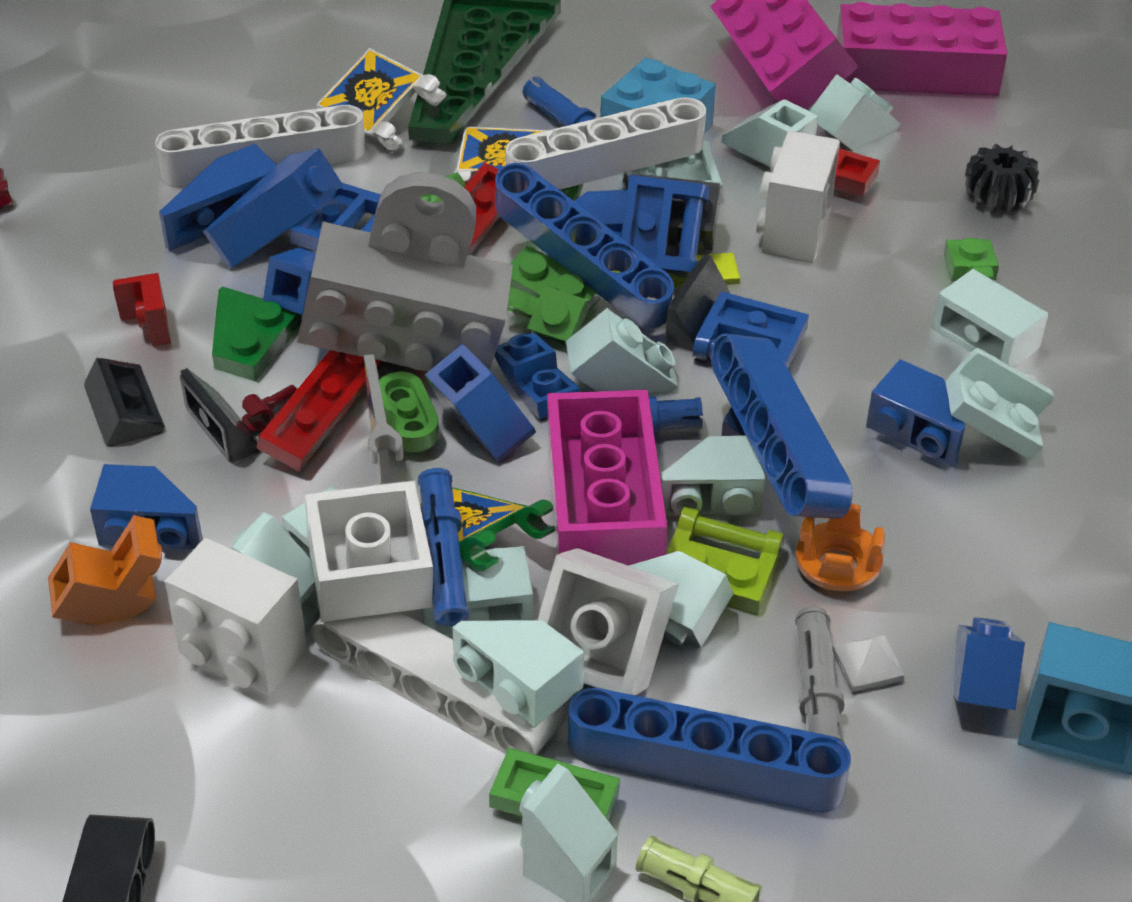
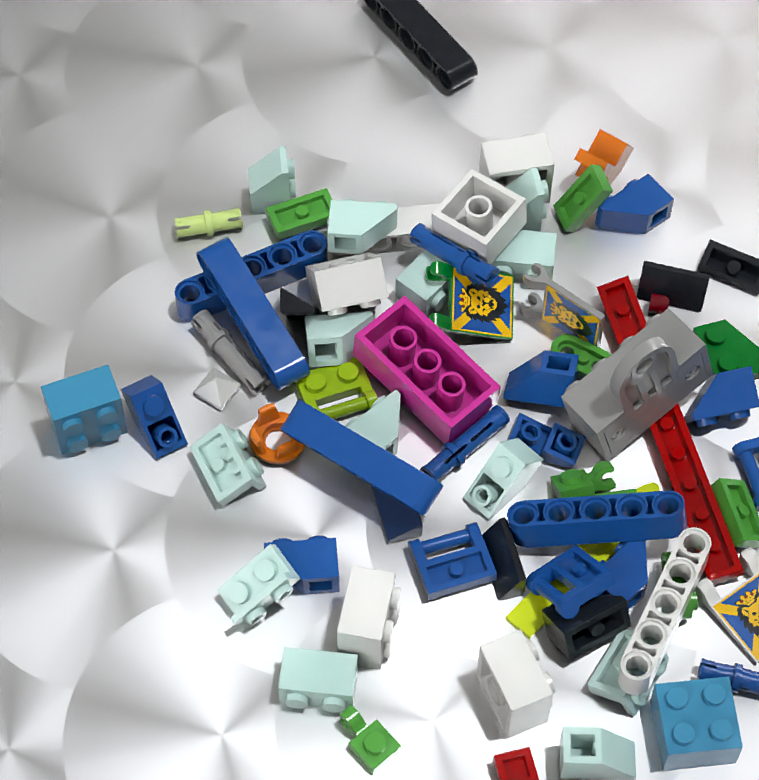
camera: 140 degrees right, 15 degrees up
(187, 518) = (583, 198): none -> bright green plate
(692, 642) = (294, 306): none -> black slope
(765, 665) = (253, 313): none -> blue beam
(901, 311) = (369, 616): none -> white brick
(928, 557) = (227, 463): none -> light aqua bracket

